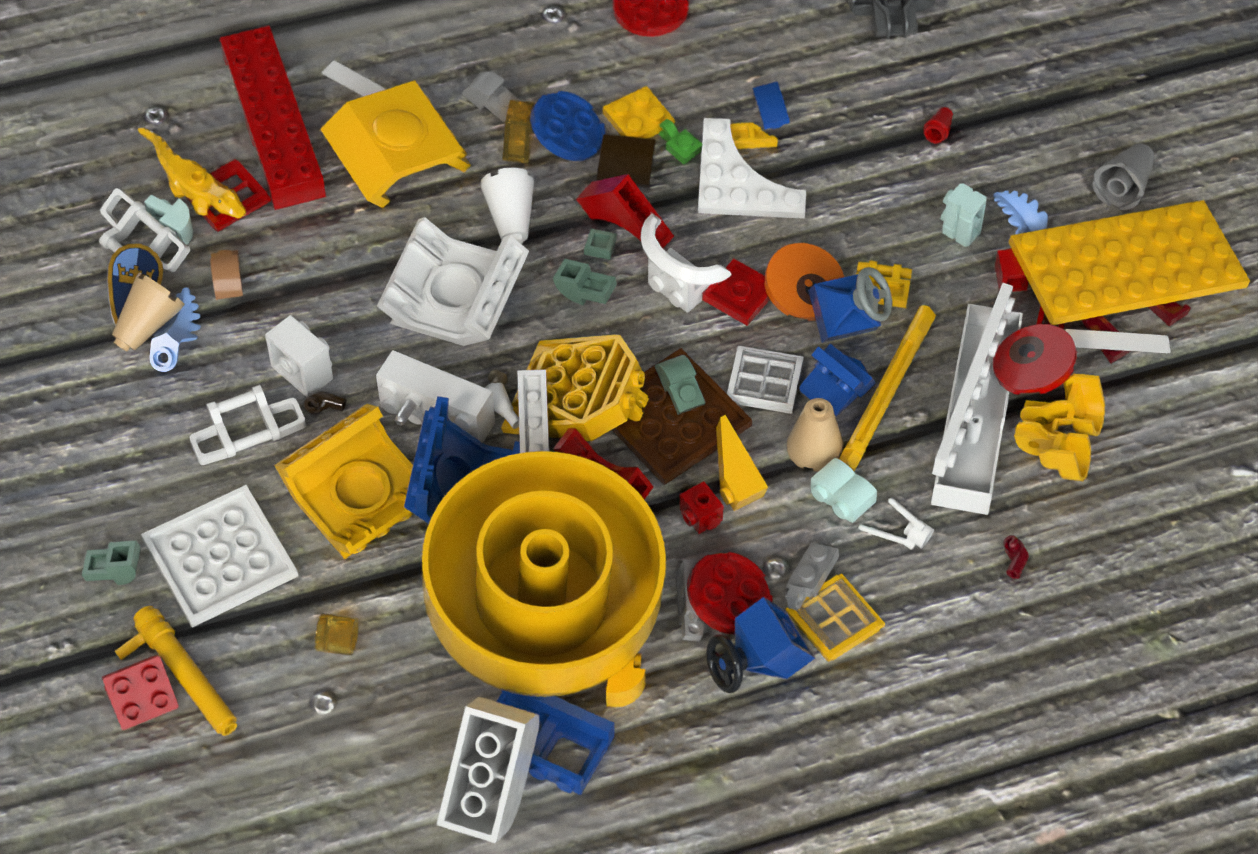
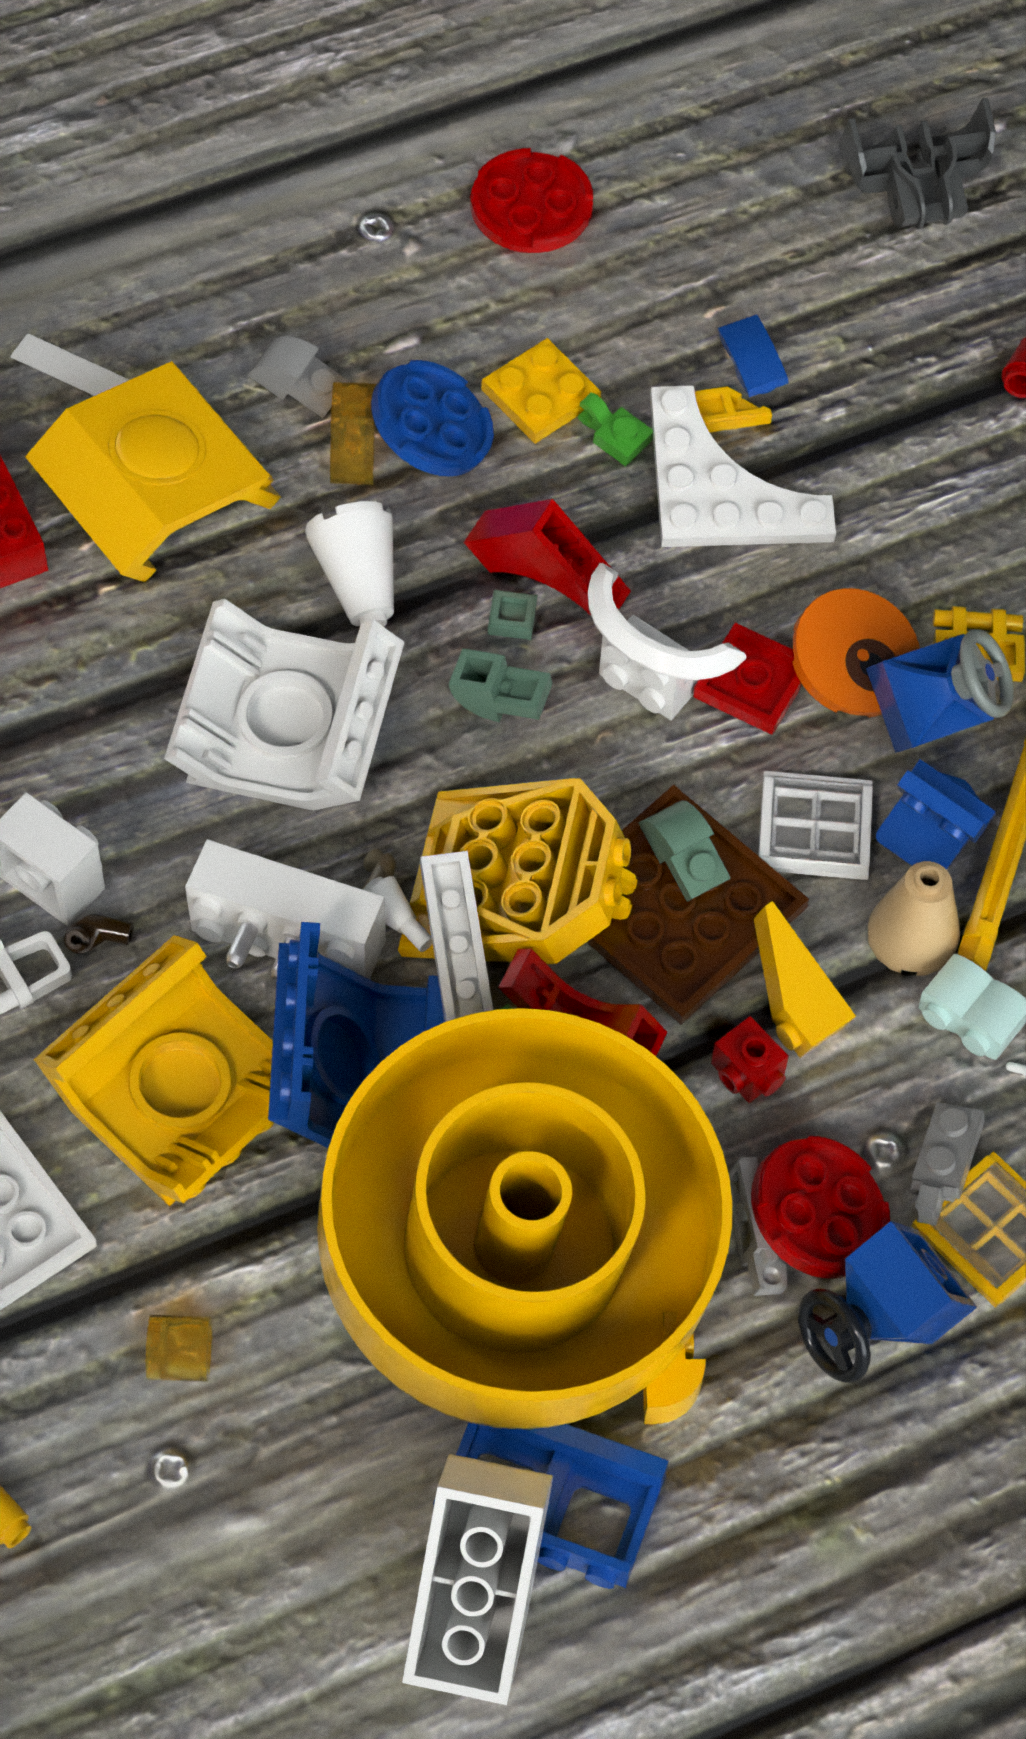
camera: 10 degrees left, 5 degrees up
(626, 156) = (534, 466): dark brown slope -> none

